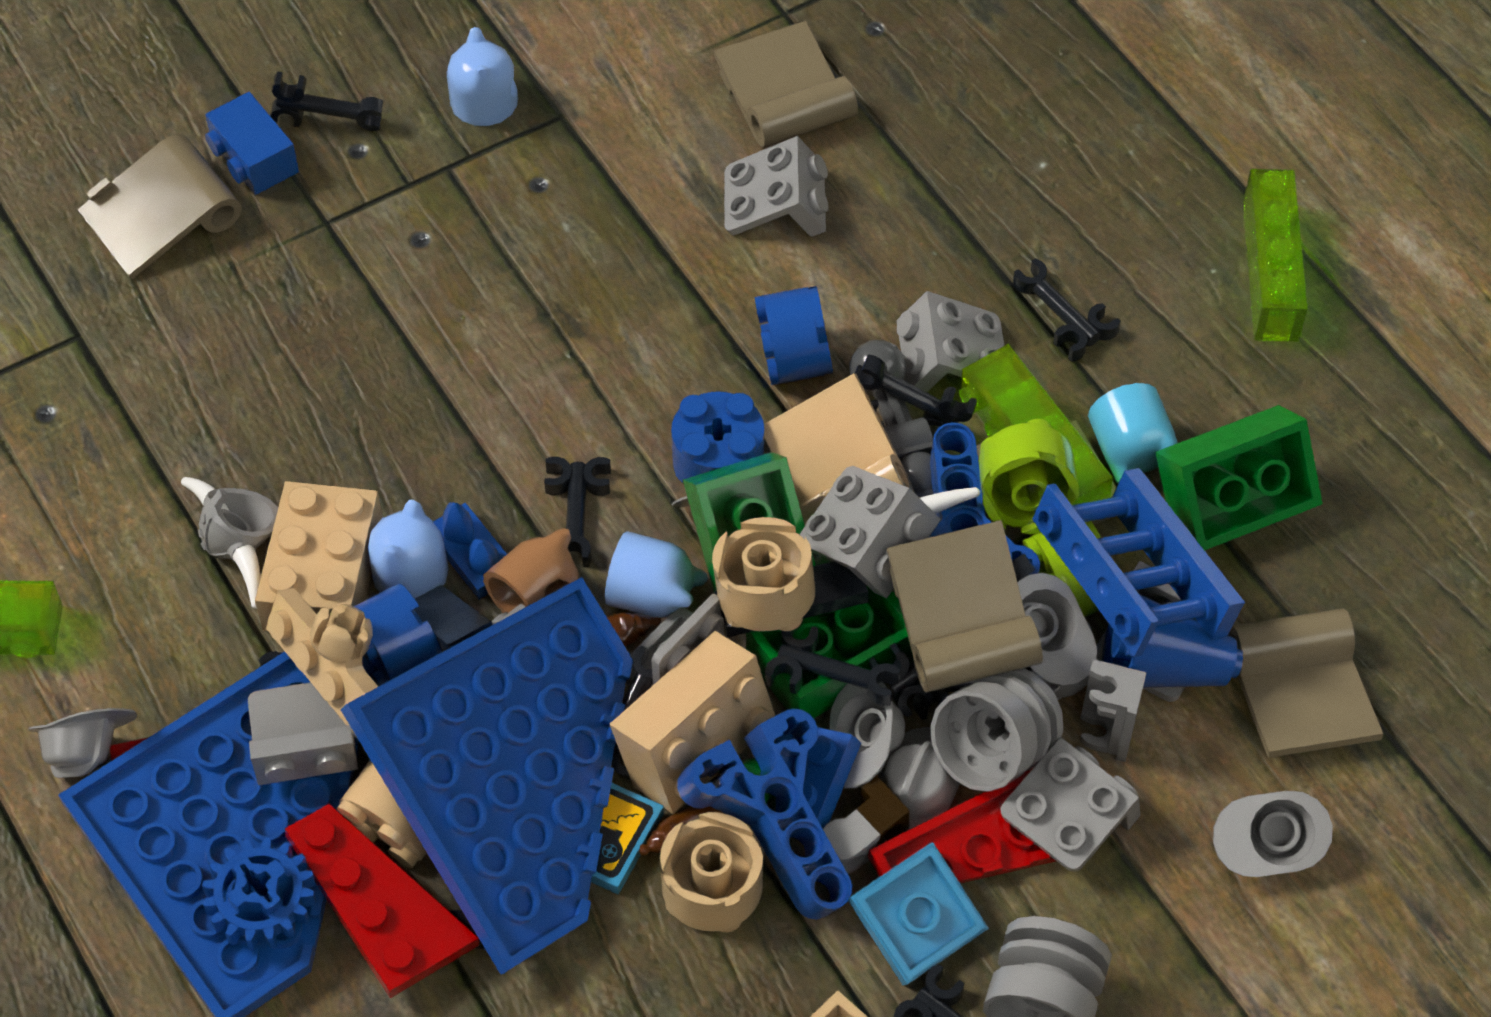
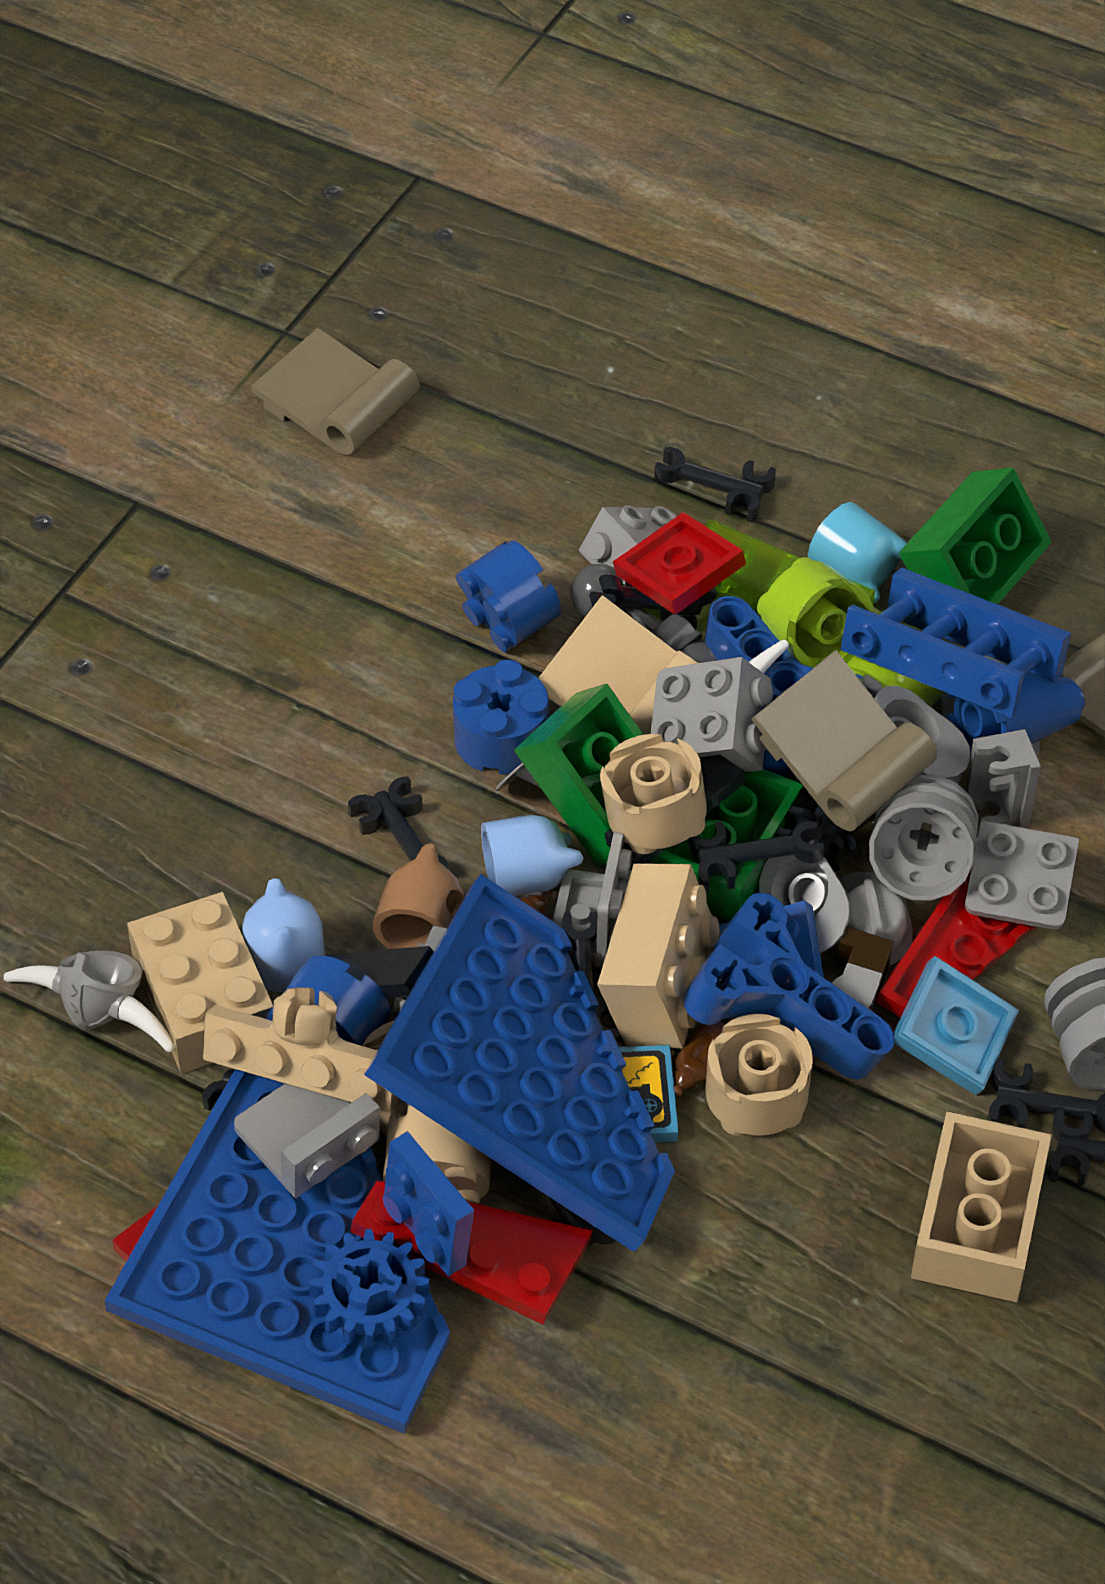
camera: 30 degrees left, 5 degrees down
(81, 740) = (89, 1247): light grey piece -> none
(326, 847) = (427, 1204): none -> blue plate
(468, 545) = (344, 913): blue tile -> none
(481, 81) = (48, 499): light blue piece -> none
(775, 184) = (391, 481): light grey bracket -> none
(945, 373) = (679, 563): none -> red plate
(1274, 255) = (869, 359): clear neon green brick -> none

